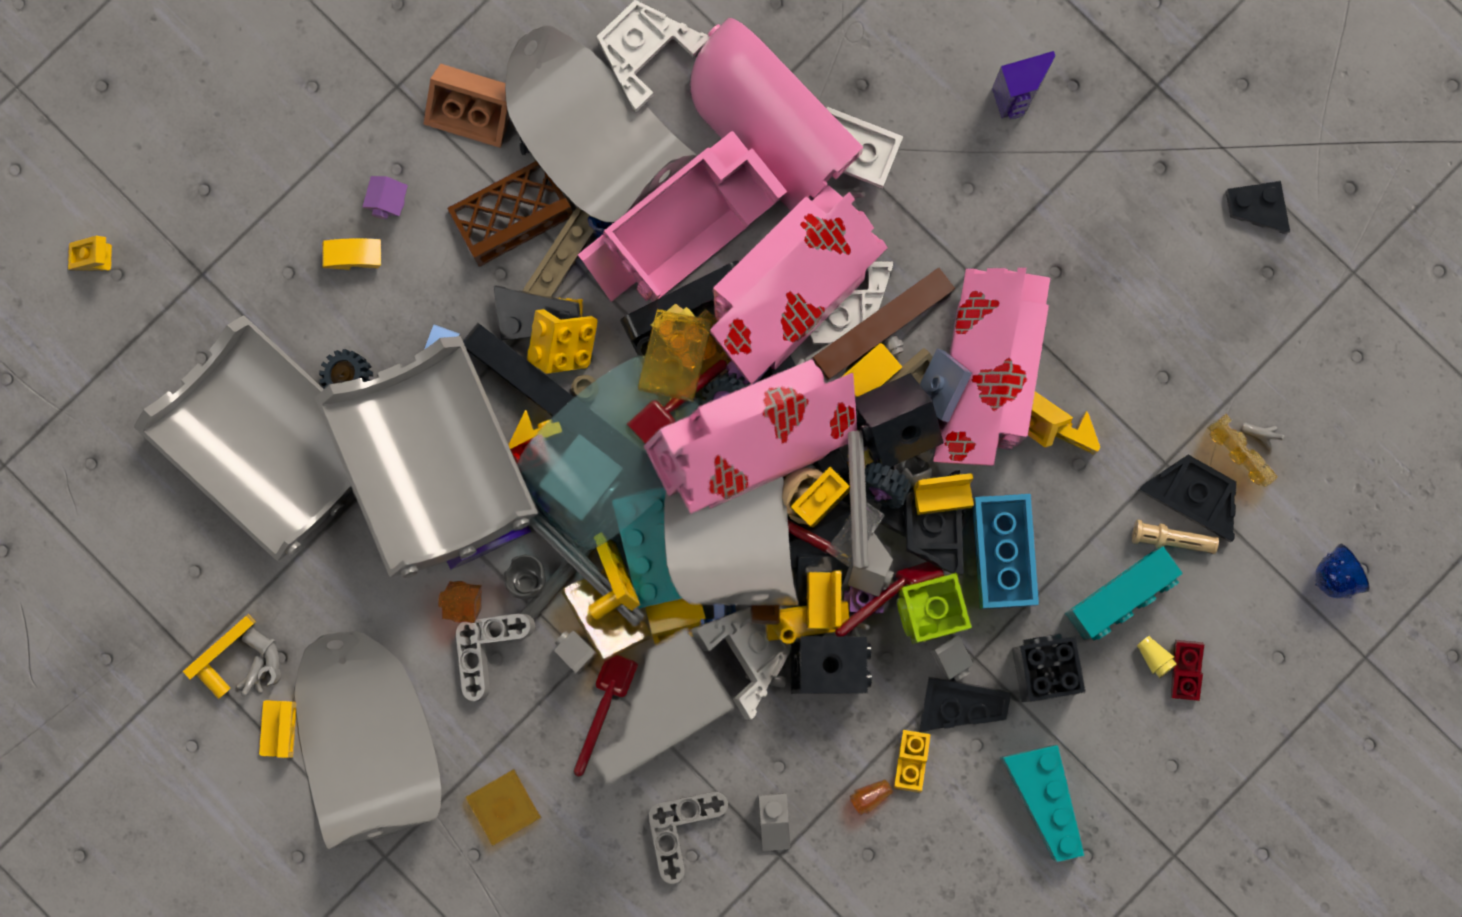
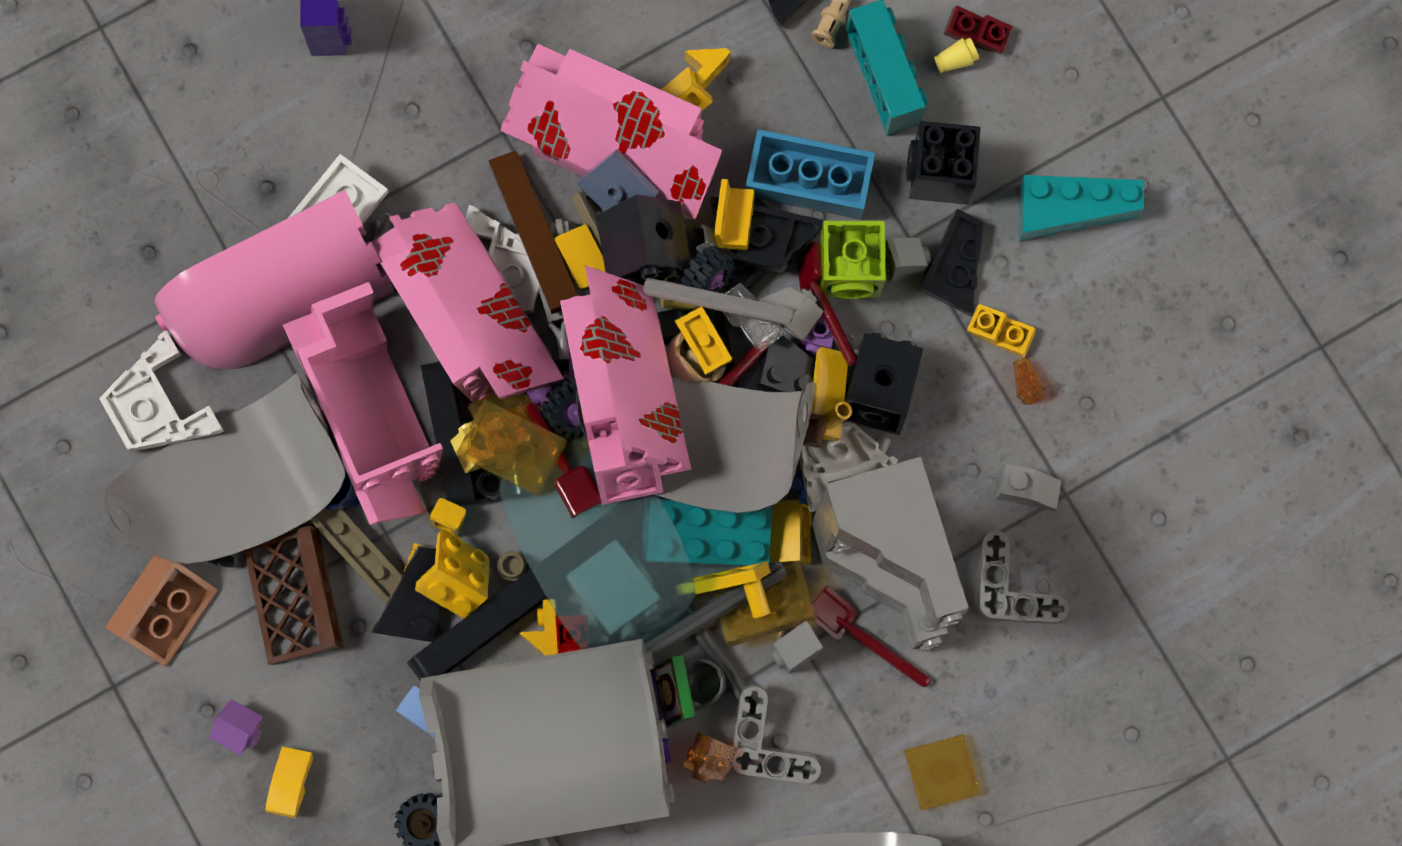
camera: 80 degrees left, 5 degrees down
(508, 555) = (674, 691): none -> tile
(611, 321) = (447, 516): none -> yellow slope
(824, 600) = (814, 363): yellow panel -> none

